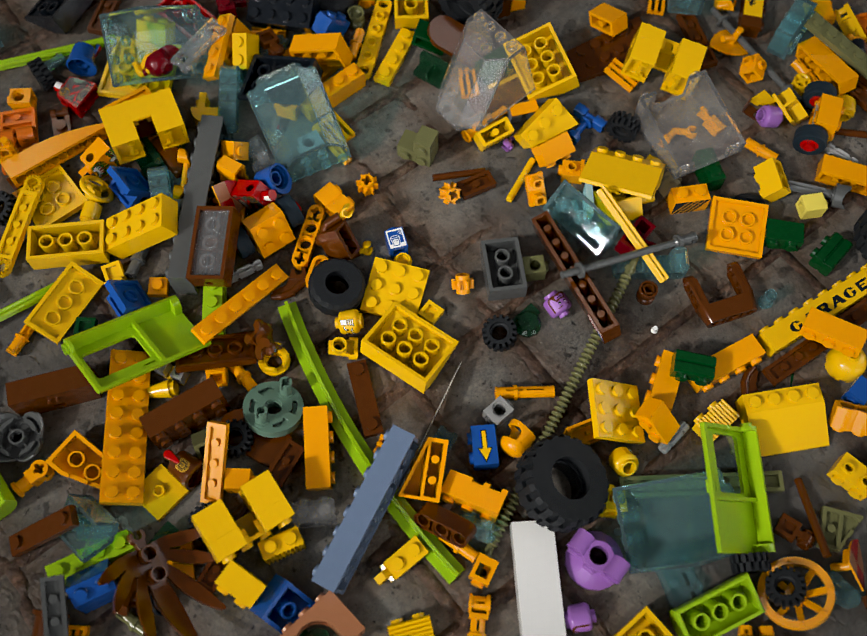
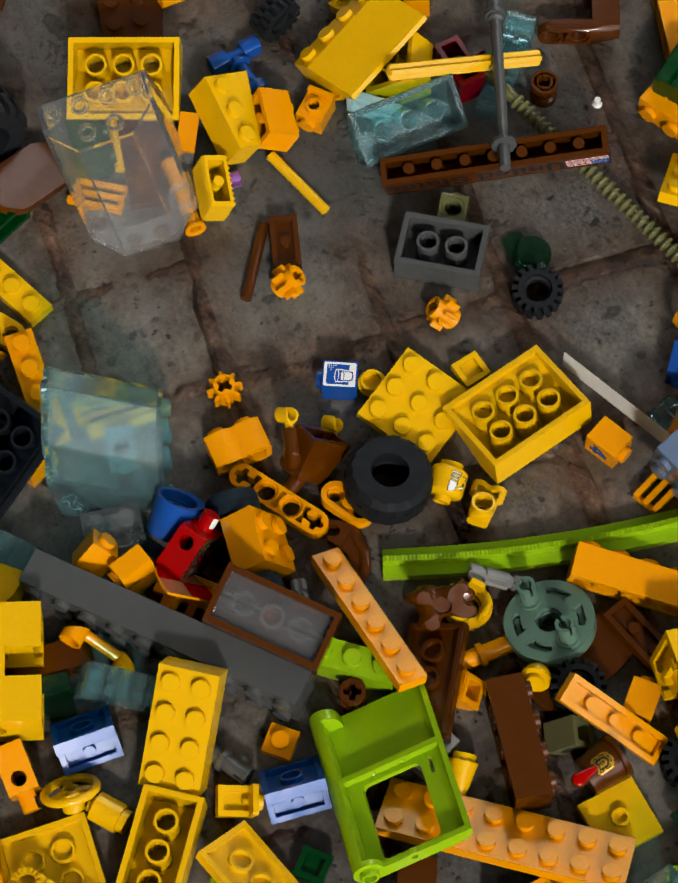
camera: 65 degrees left, 0 degrees up
(191, 309) = (344, 693): none -> reddish brown bush
(233, 410) = (538, 676): none -> yellow plate
(295, 370) = (493, 577): none -> light grey axle
(365, 399) = (570, 500): reddish brown plate -> none
(410, 408) = (609, 442): none -> light orange brick
(419, 146) = (192, 296): olive brick -> none
(431, 69) = (55, 236): clear green panel -> none
(493, 418) = (654, 344): light grey brick -> none
(525, 392) = (631, 302): light orange pin -> none
(535, 189) = (329, 165): light orange hips -> none
(557, 304) = (520, 204): medium lavender head -> none

